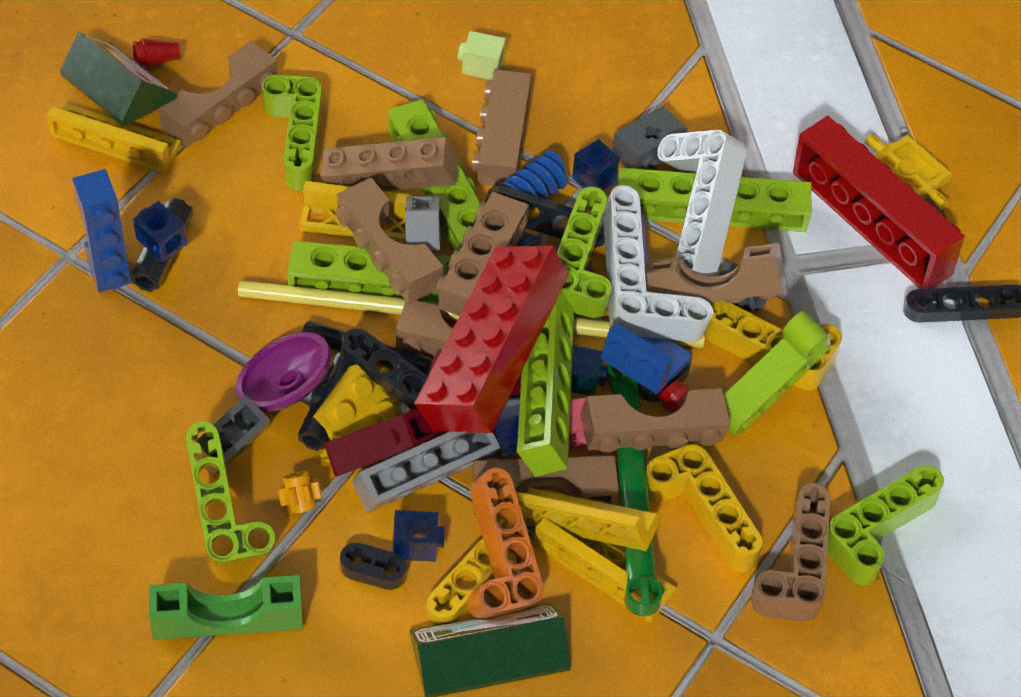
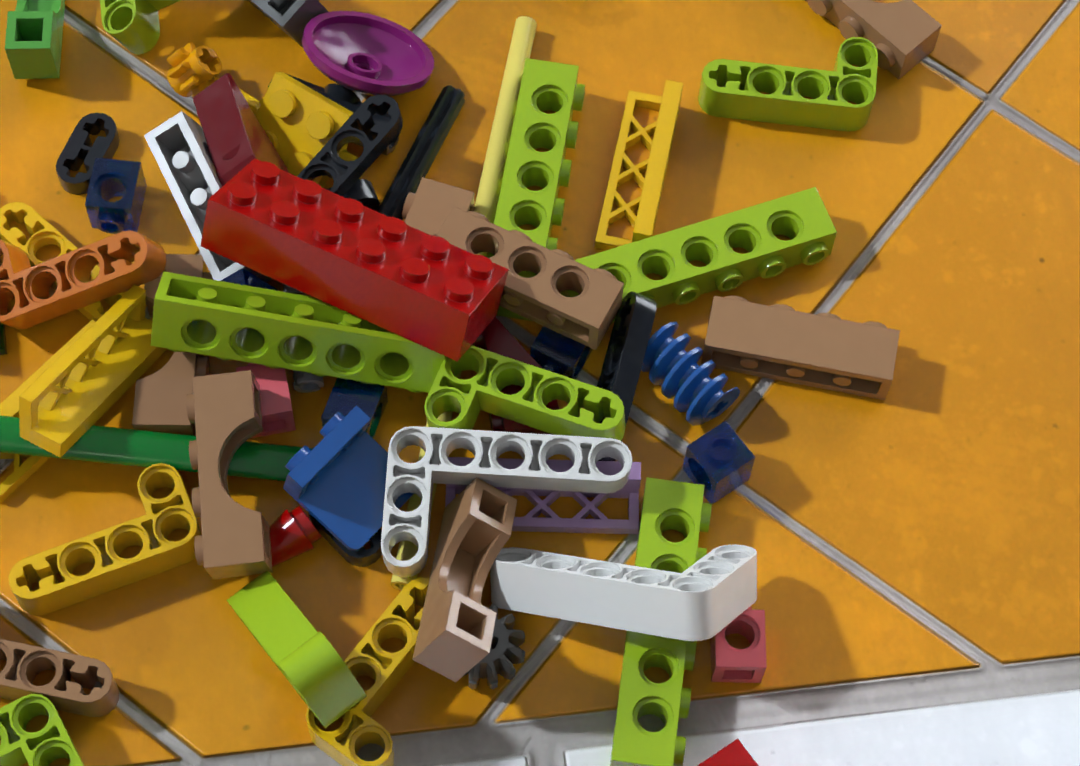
camera: 95 degrees right, 10 degrees up
(392, 164) = (697, 178): medium nougat brick -> none
(410, 268) = (604, 138): medium nougat arch -> none
(423, 221) = (590, 208): light grey brick -> none
(482, 54) = (944, 330): yellowish green brick -> none
(640, 140) = (773, 524): dark grey brick -> none

